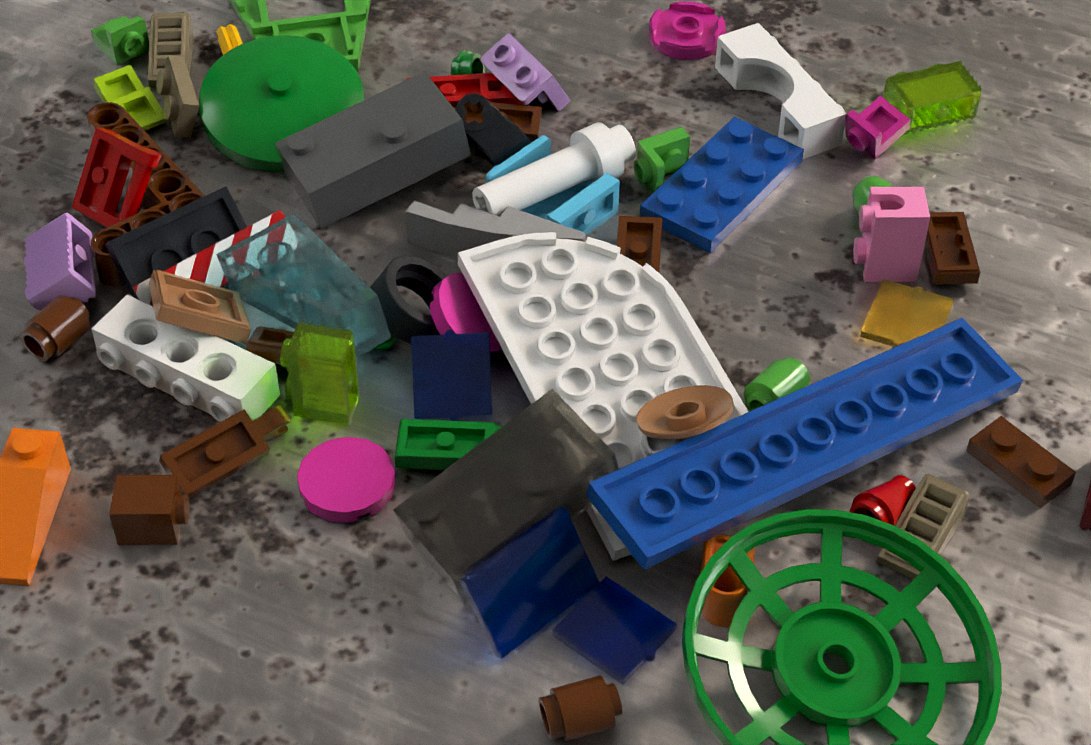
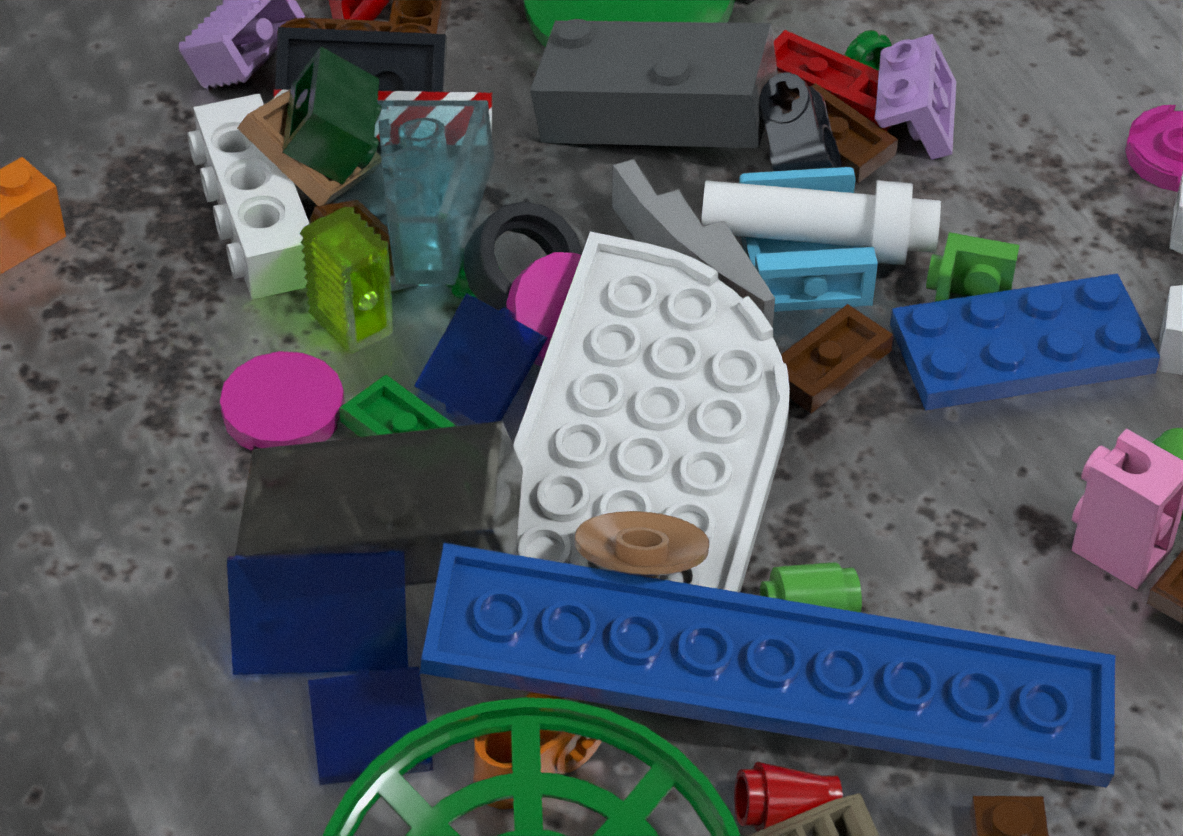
camera: 40 degrees right, 0 degrees up
(55, 327) = (178, 88): reddish brown brick -> none
(148, 509) = (71, 312): reddish brown brick -> none
(209, 277) = (332, 116): none -> dark green brick
(223, 449) = (197, 300): reddish brown plate -> none
(580, 709) = (234, 771): reddish brown brick -> none
(904, 314) = (1074, 611): clear yellow piece -> none

